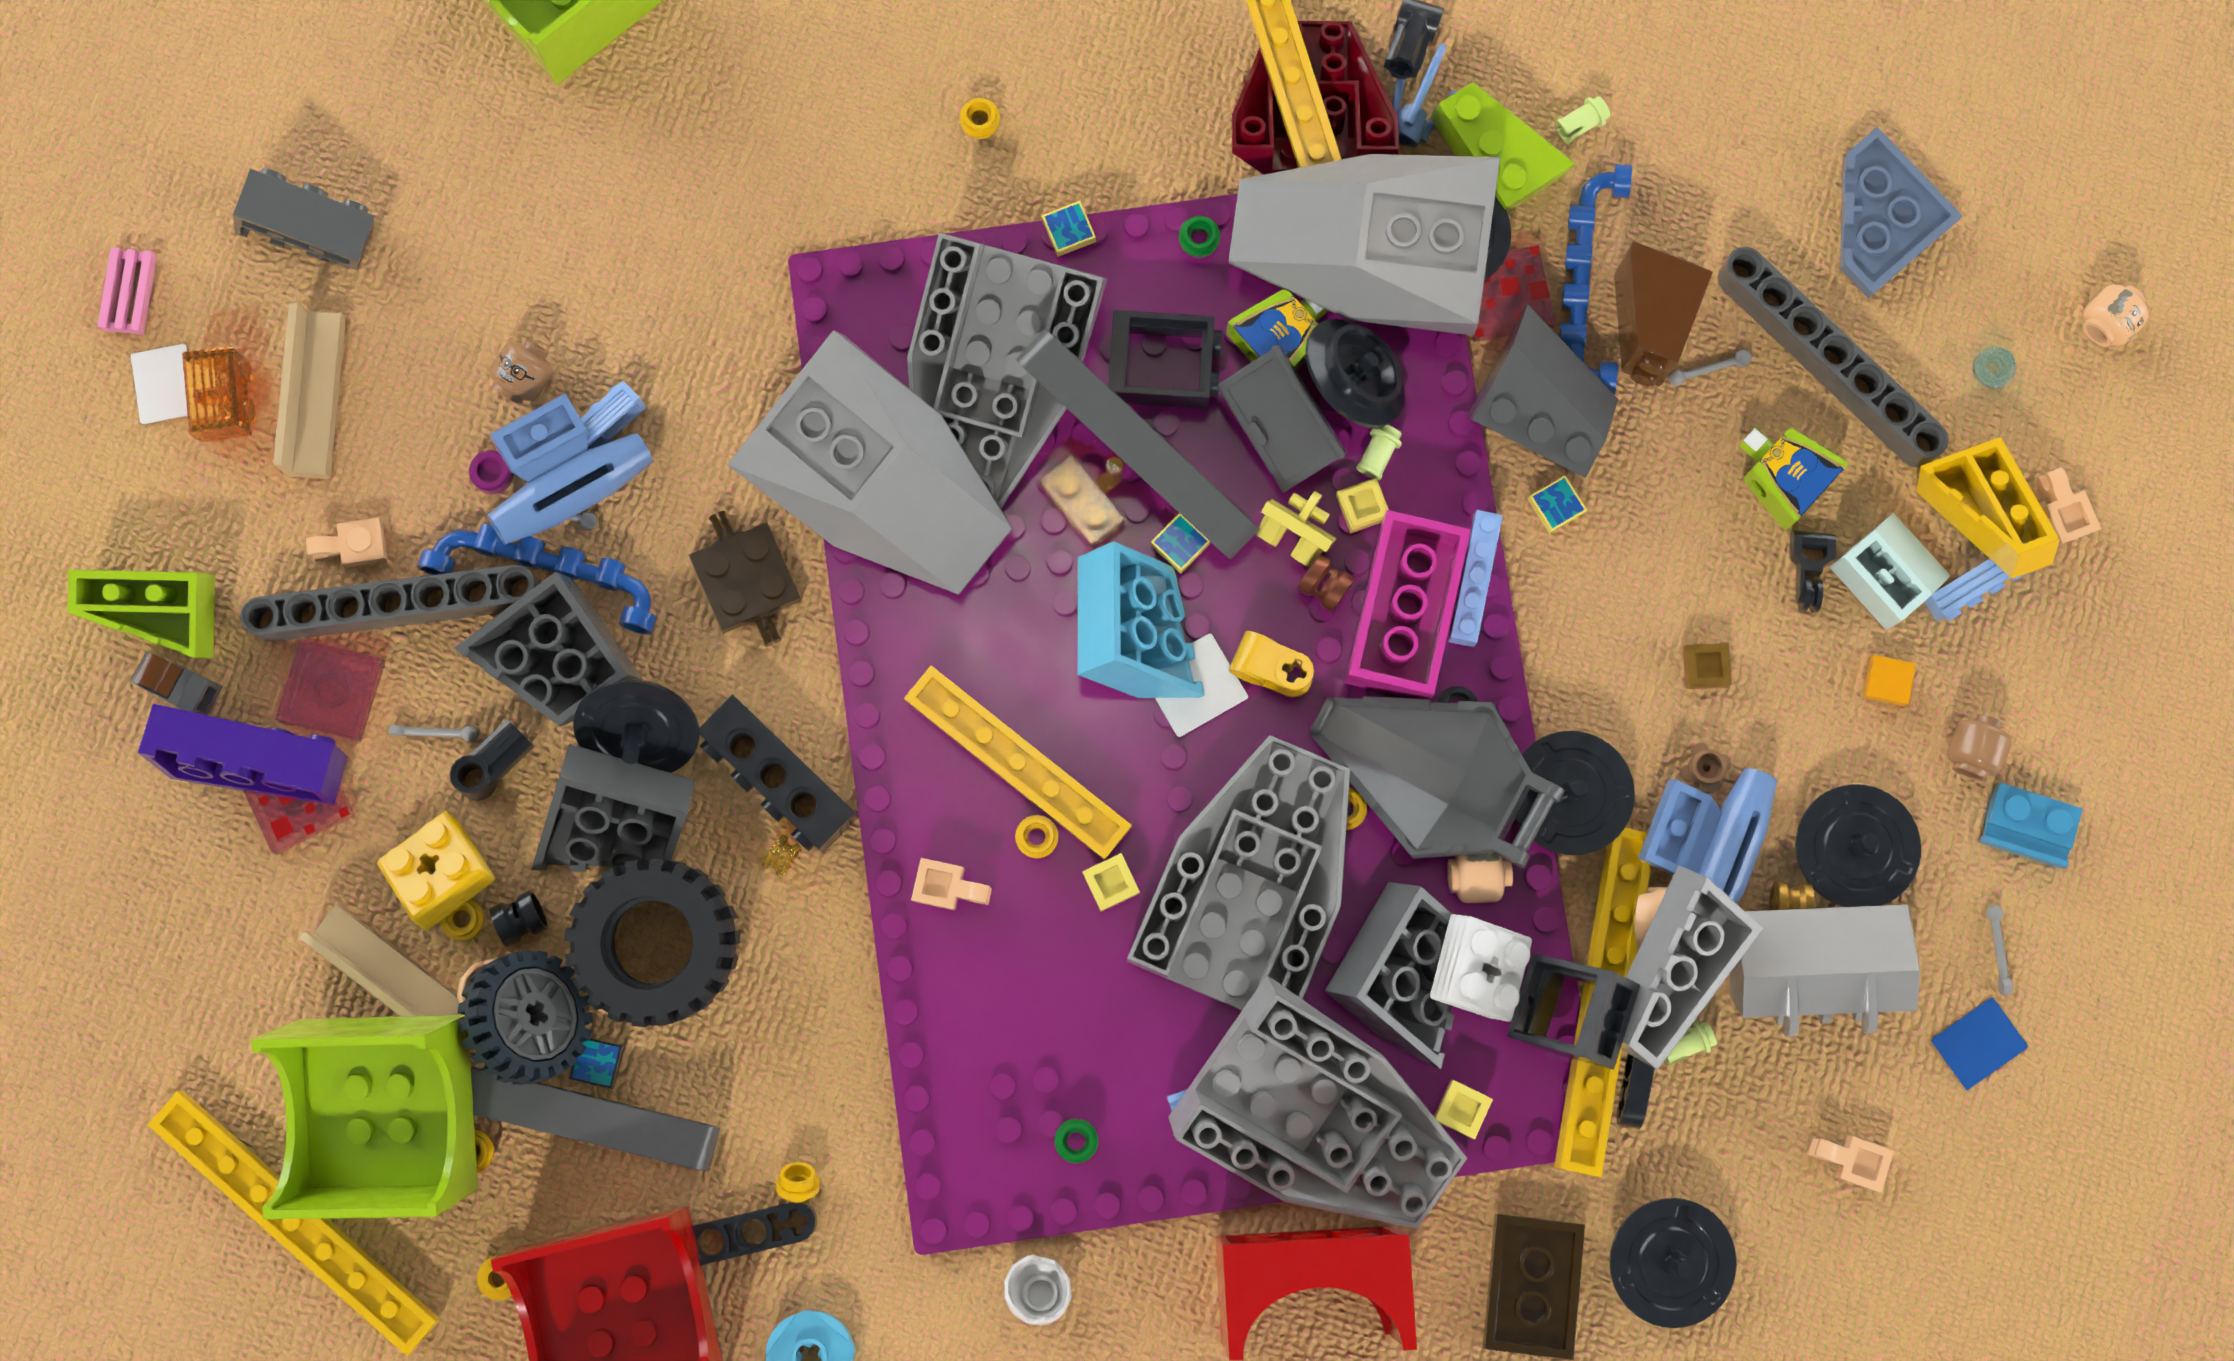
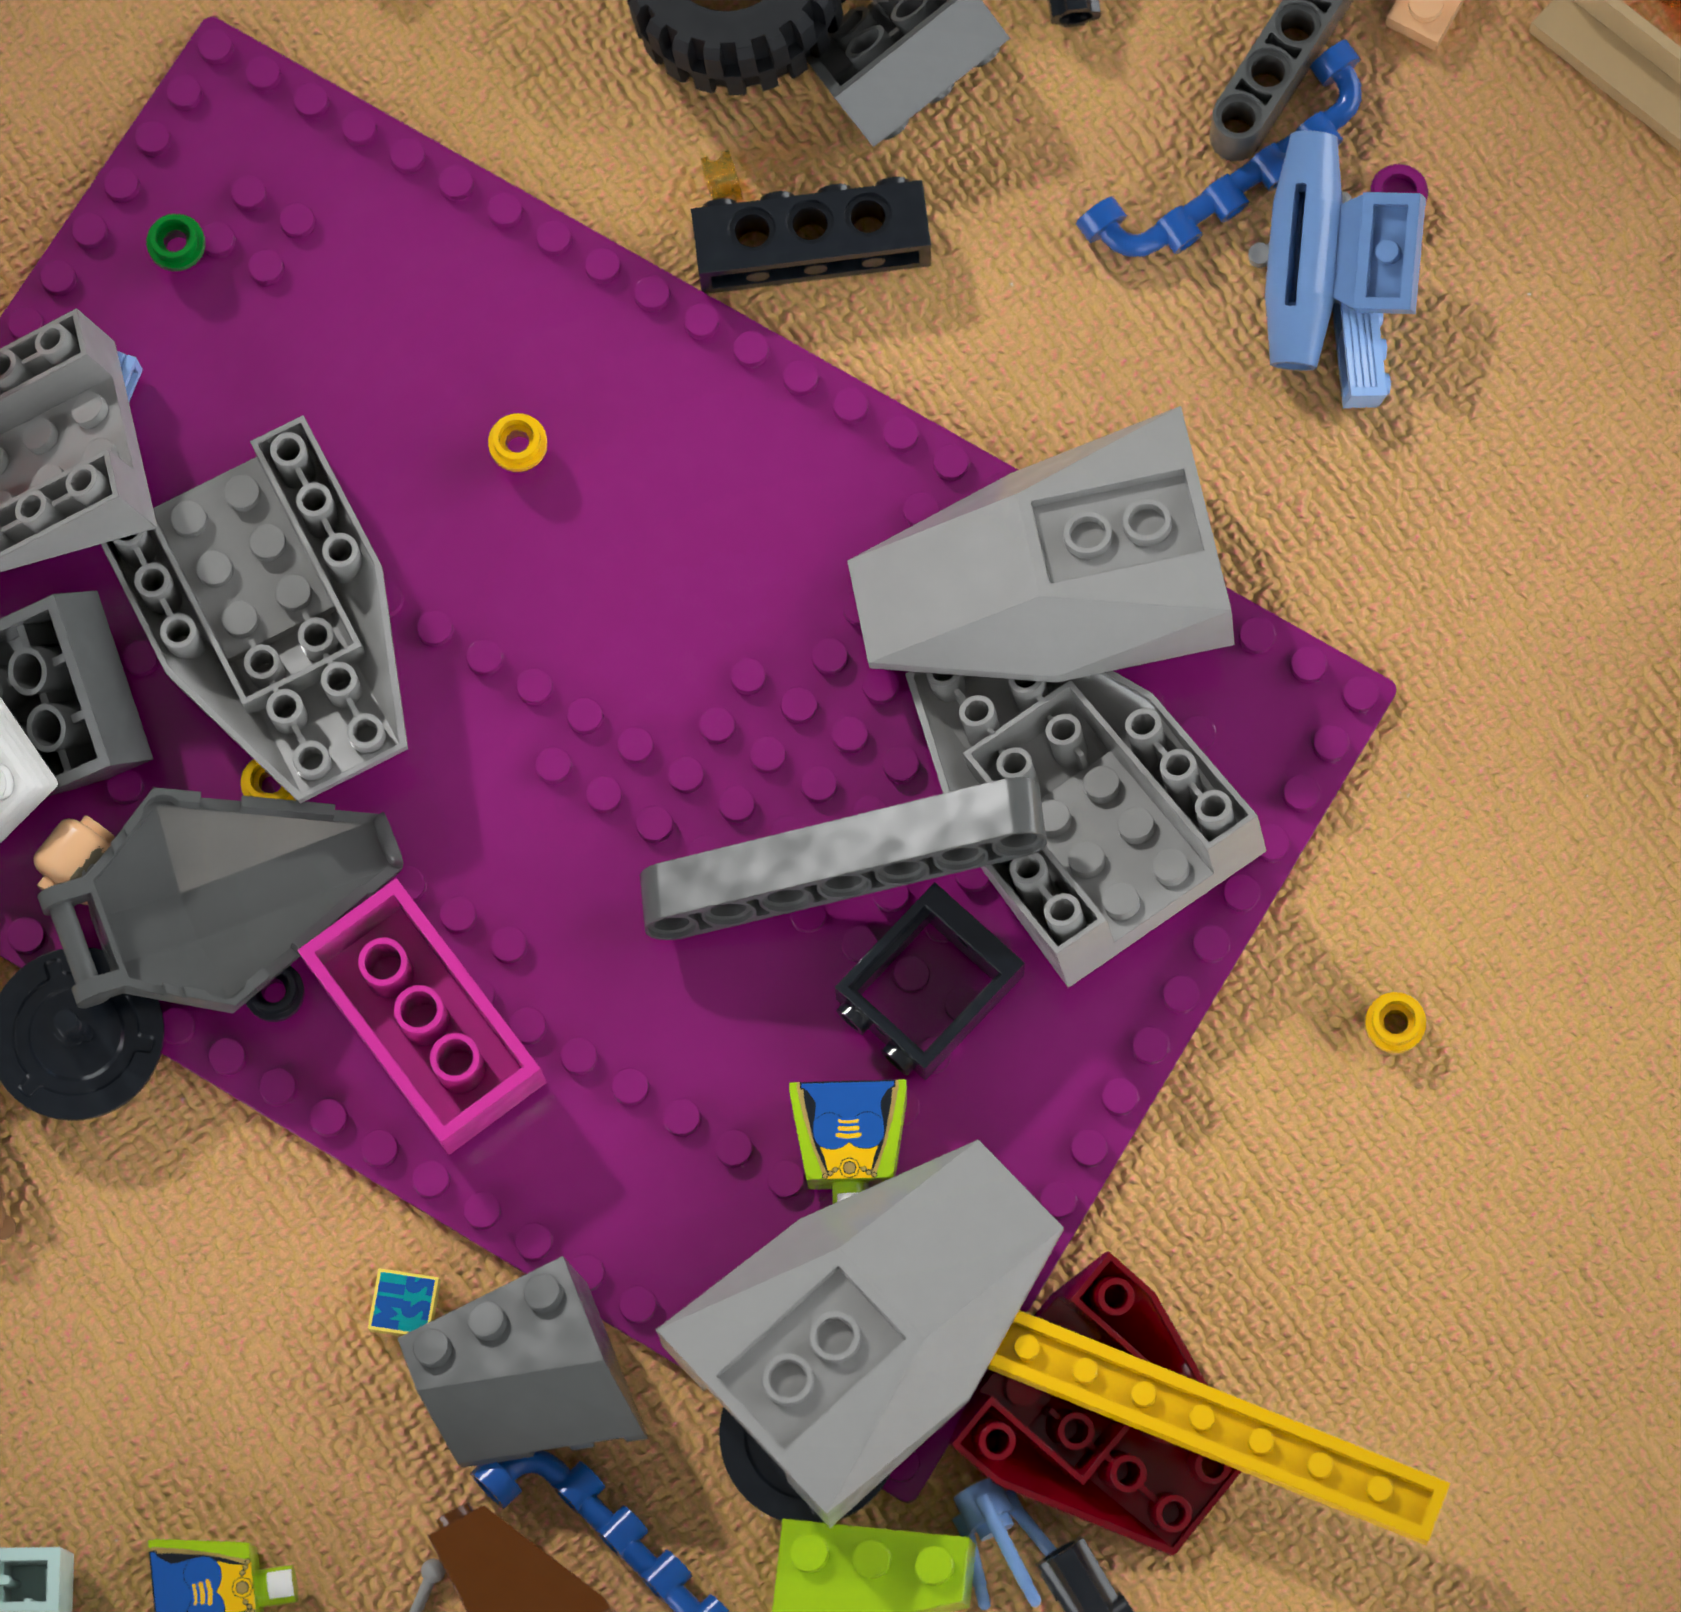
camera: 135 degrees right, 5 degrees down
(521, 371) = (1485, 297): medium nougat head -> none
(550, 649) = (1129, 105): dark grey wedge -> none
(637, 724) = (974, 122): black piece -> none
(745, 578) = (1058, 364): dark brown plate -> none
(942, 885) = (545, 306): light nougat plate -> none
(1018, 762) = (611, 481): yellow plate -> none
(1037, 1290) = (66, 93): white hair -> none
(1068, 228) = (1173, 1009): tile -> none
(1084, 499) = (842, 776): clear yellow plate -> none
(1111, 882) = (403, 477): light yellow plate -> none
(1132, 625) = (654, 711): medium azure wedge -> none
(1180, 543) = (704, 831): tile -> none
(1203, 225) = (1049, 1129): green plate -> none
(1220, 689) = (541, 738): white sticker -> none
(1265, 662) = (493, 822): yellow piece -> none
(1280, 518) = (614, 982): light yellow hips -> none
(1287, 415) = (716, 1057): dark grey door -> none
(1334, 588) = (513, 963): copper wheel -> none
(1355, 372) = (729, 1174): black piece -> none
(1362, 505) = (581, 1077): light yellow tile -> none
(1379, 451) = (625, 1142): yellowish green pin -> none
(1475, 578) = (395, 1129): light blue piece -> none
(1509, 289) = (682, 1459): clear pink tile -> none
(1707, 666) = (84, 1311): pearl gold plate -> none
(1810, 594) = (65, 1496): black piece -> none

